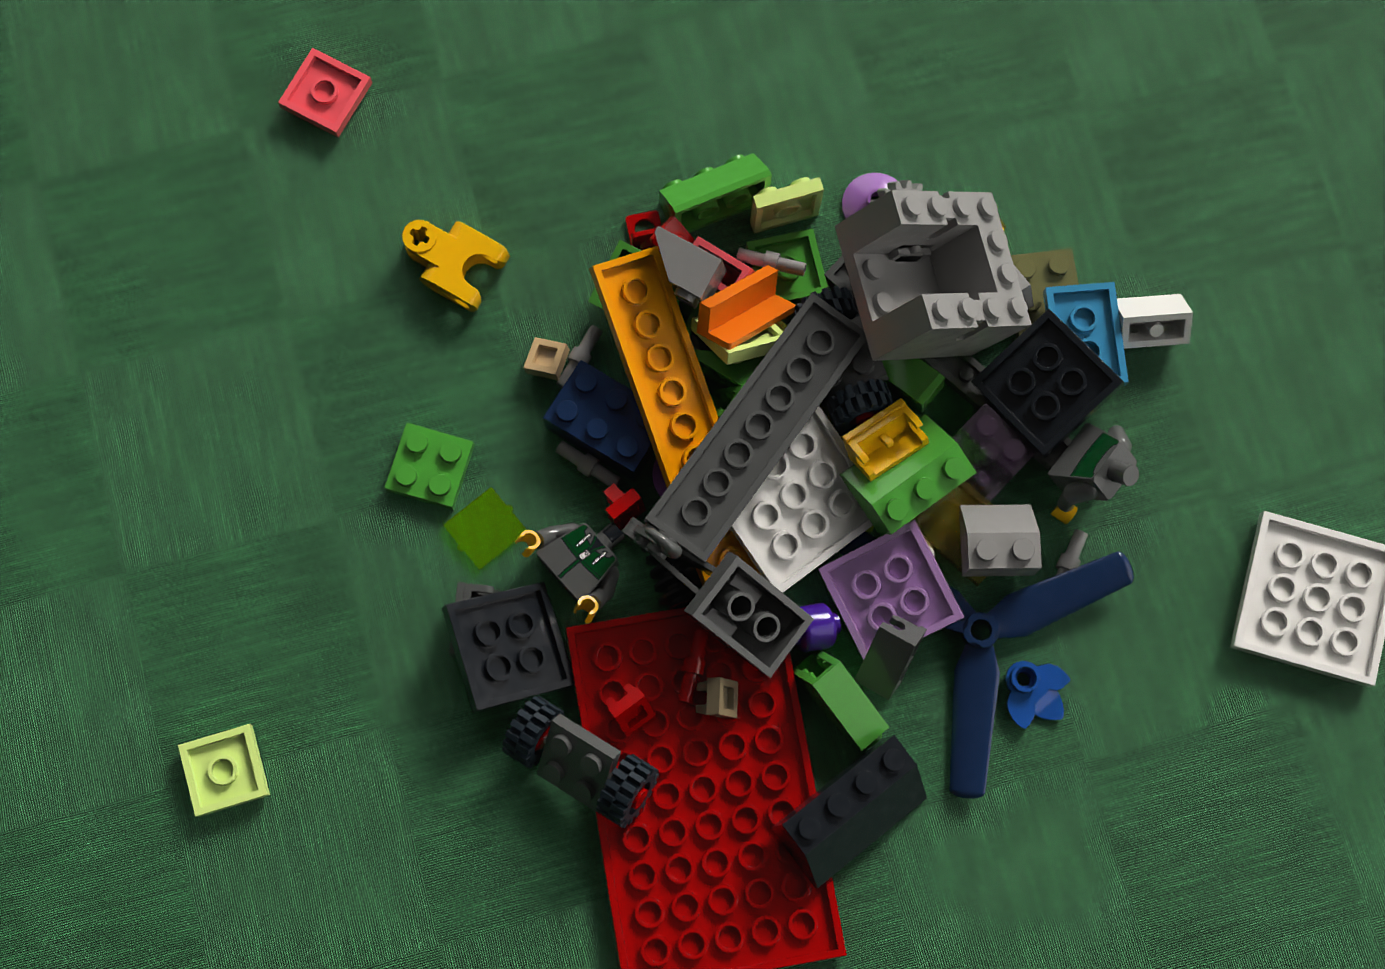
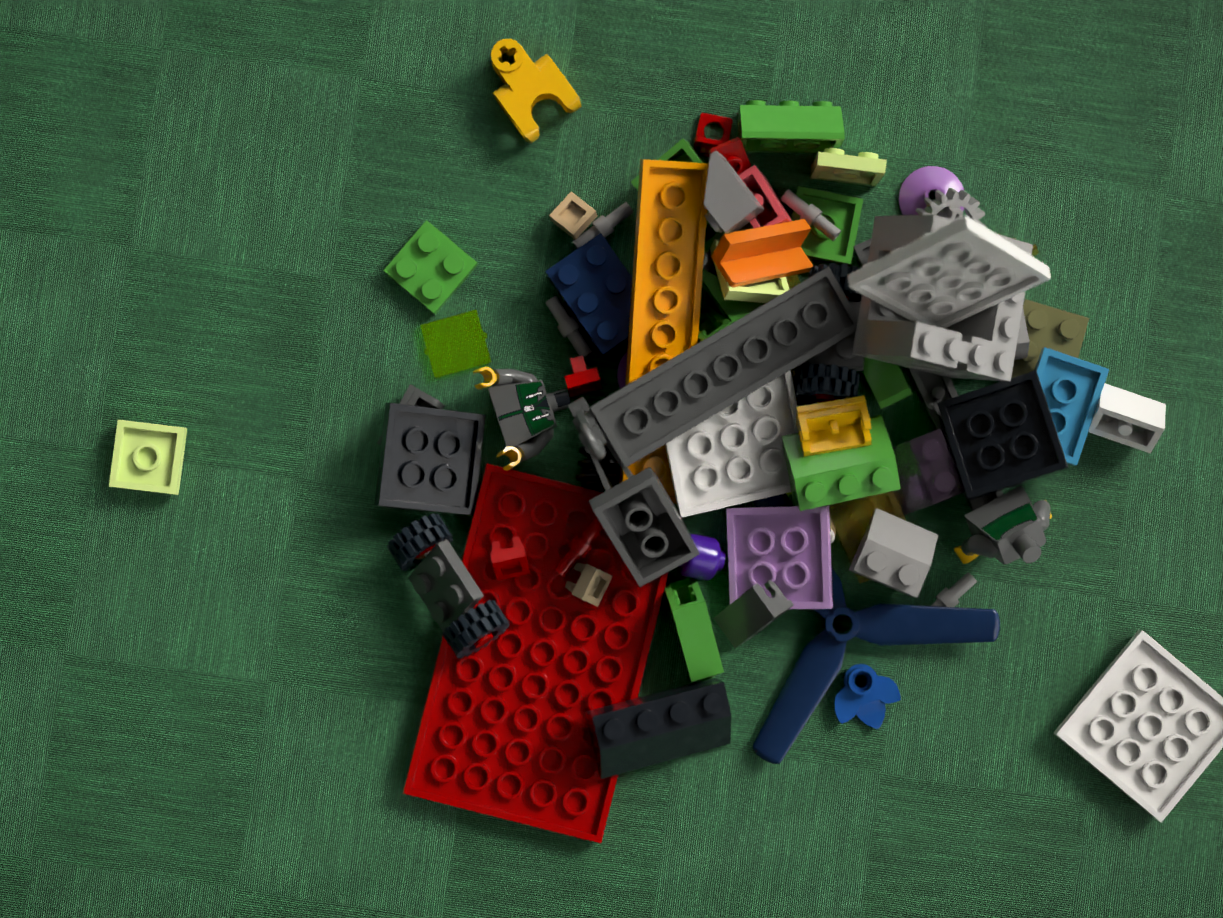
camera: 25 degrees right, 10 degrees up
(930, 239) = (949, 274): none -> white plate

